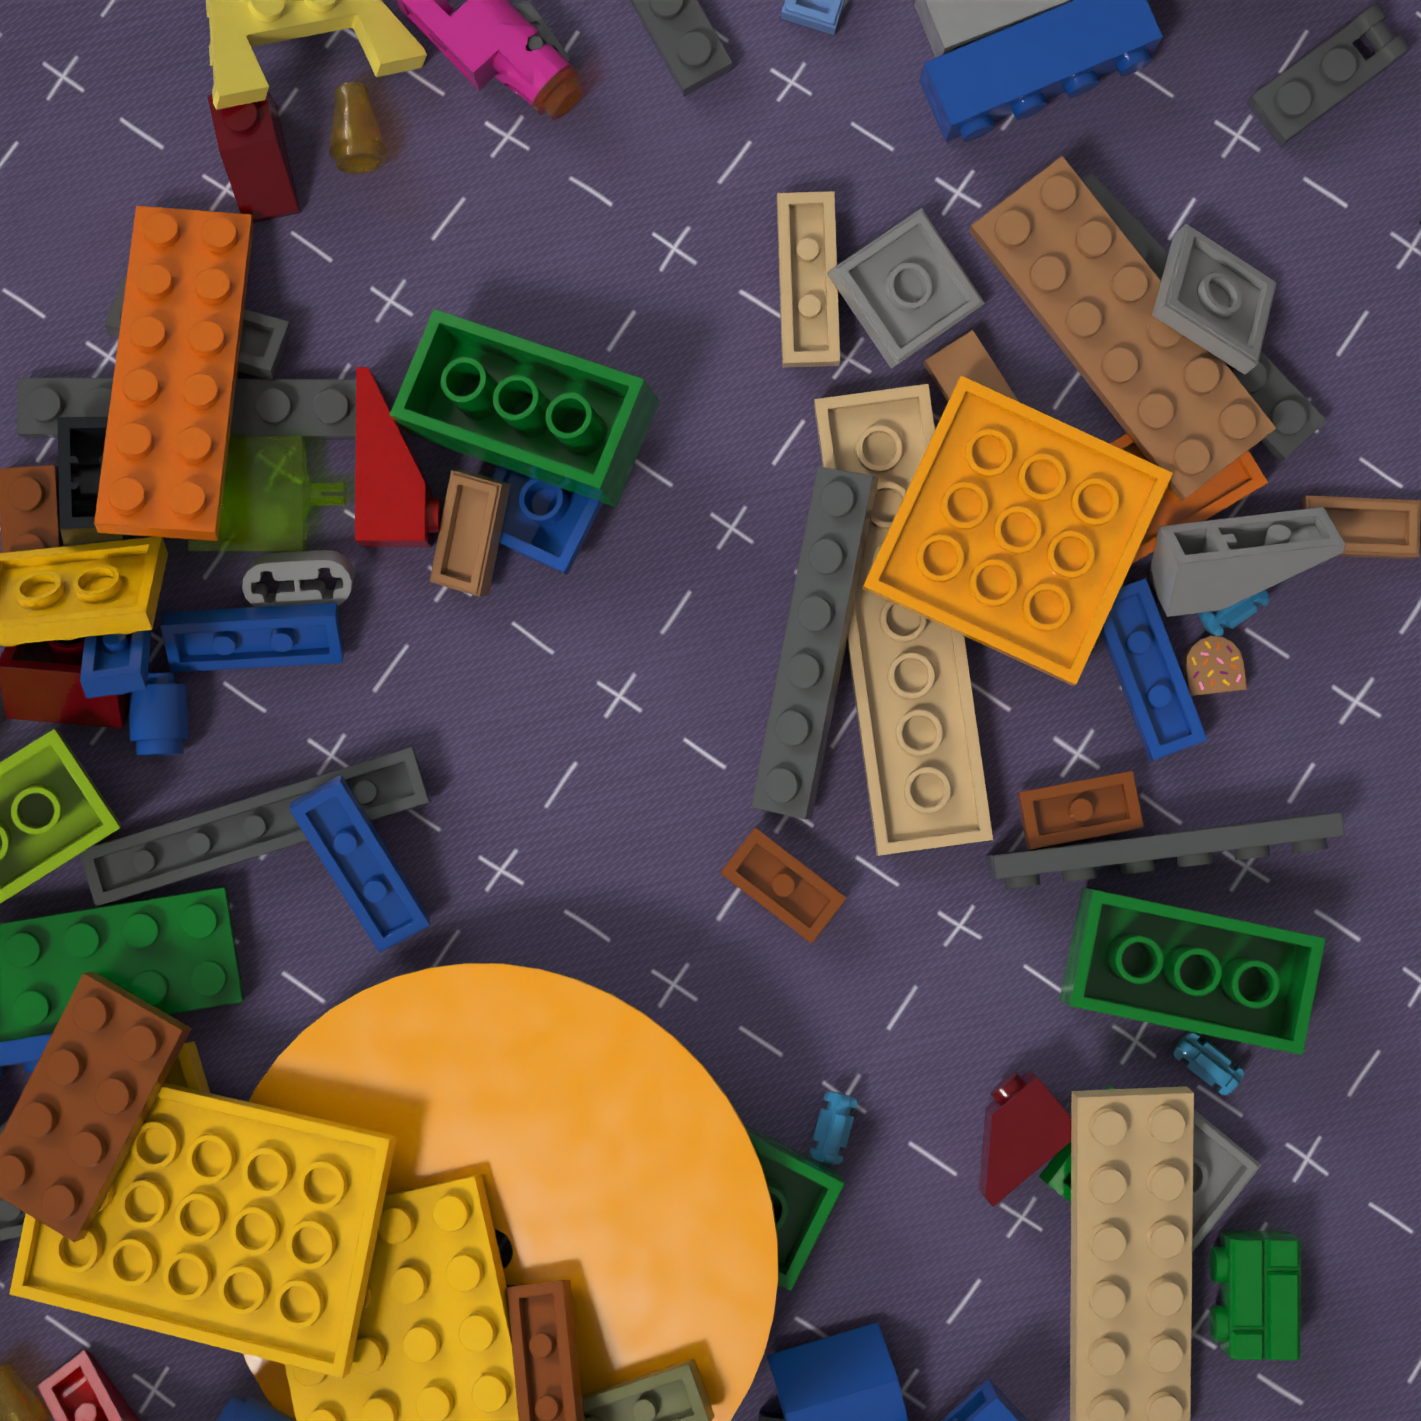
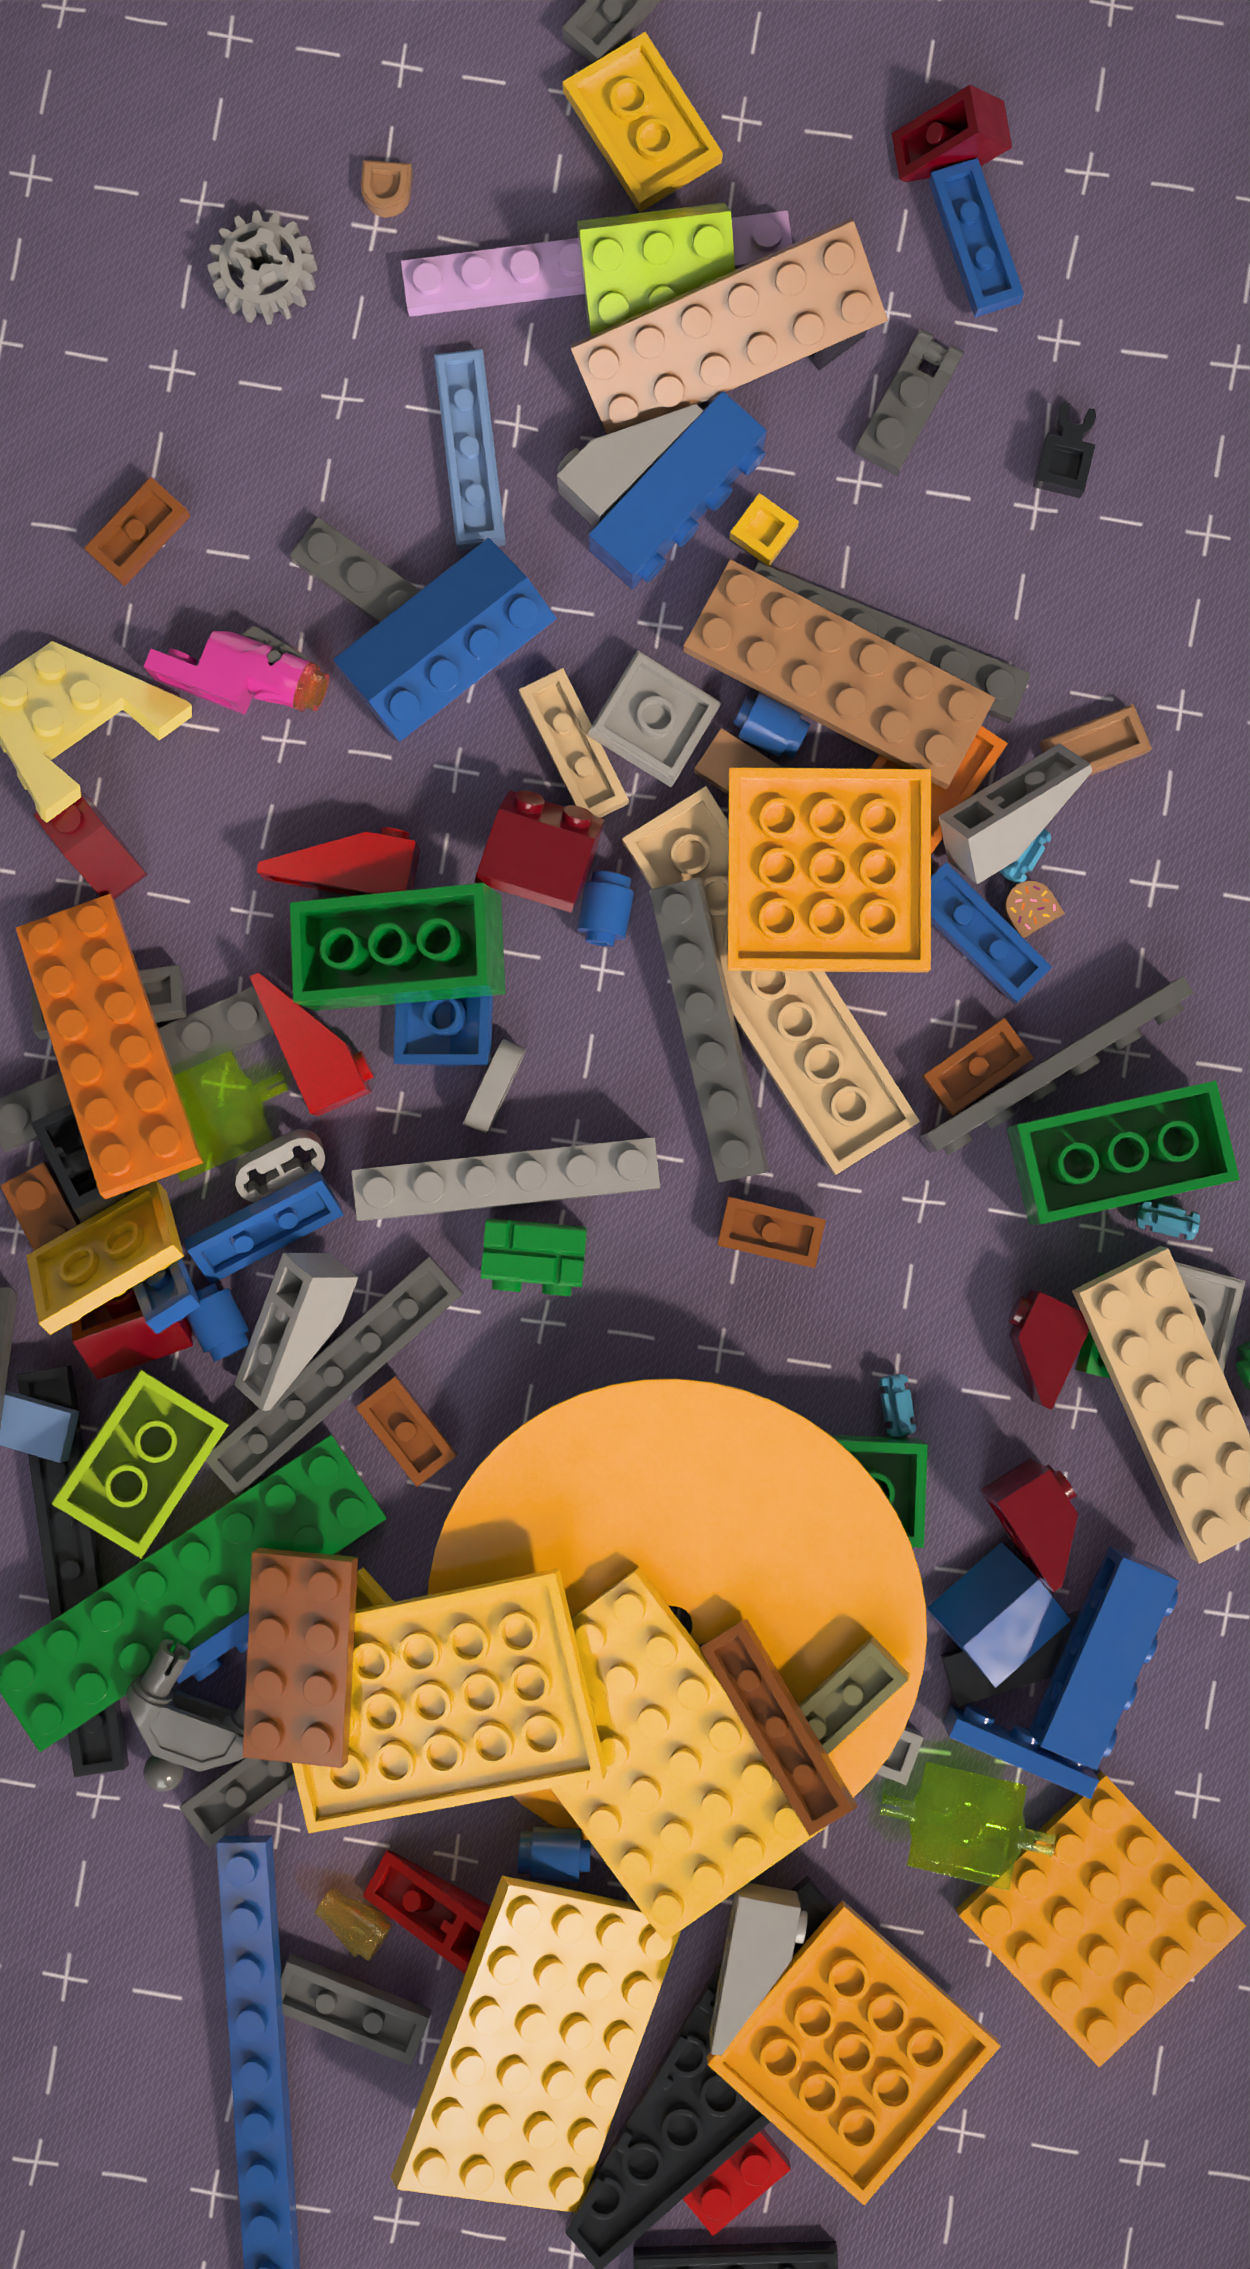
camera: 20 degrees left, 0 degrees up
(241, 750) = (295, 1321): none -> light grey slope
(305, 919) = (406, 1431): none -> dark orange plate
(355, 134) = (163, 792): clear yellow cone -> none
(360, 863) = (430, 1366): blue plate -> none
(470, 532) = (398, 1066): medium nougat tile -> none
(516, 298) = (350, 865): none -> red slope
(523, 795) = (534, 1254): none -> green brick
(528, 702) = (506, 1179): none -> light grey brick
(562, 599) = (495, 1086): none -> light grey beam
(722, 372) = (540, 850): none -> dark red slope
(723, 105) = (444, 639): none -> blue slope
(764, 465) = (605, 908): none -> blue brick
(926, 1313) = (1037, 1517): none -> dark red slope
(1026, 351) = (771, 726): none -> blue brick
(1113, 141) = (764, 529): none -> yellow plate
(1215, 299) = (901, 618): light grey tile -> none

